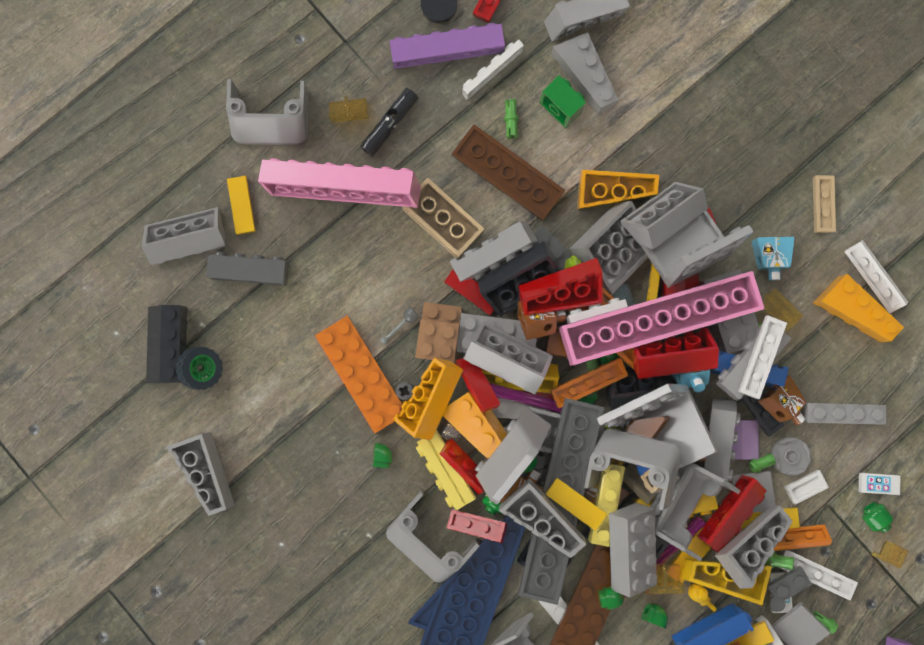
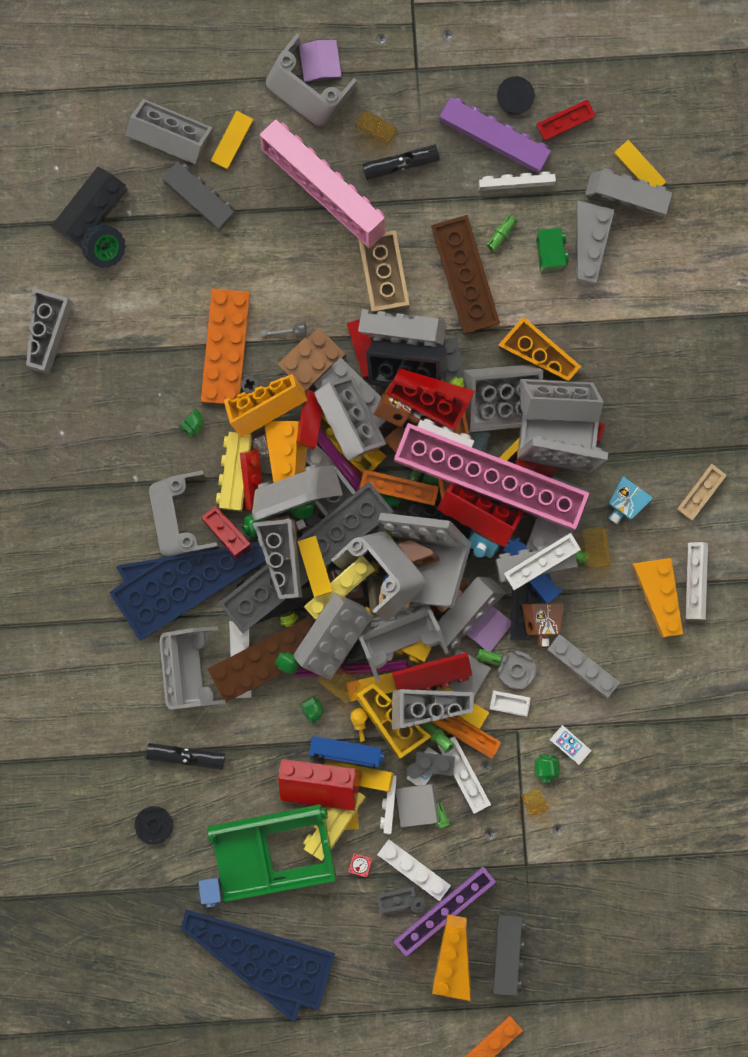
camera: 35 degrees right, 0 degrees up
(263, 90) = (320, 60): none -> lavender slope
(581, 557) = (288, 619): none -> lime plate

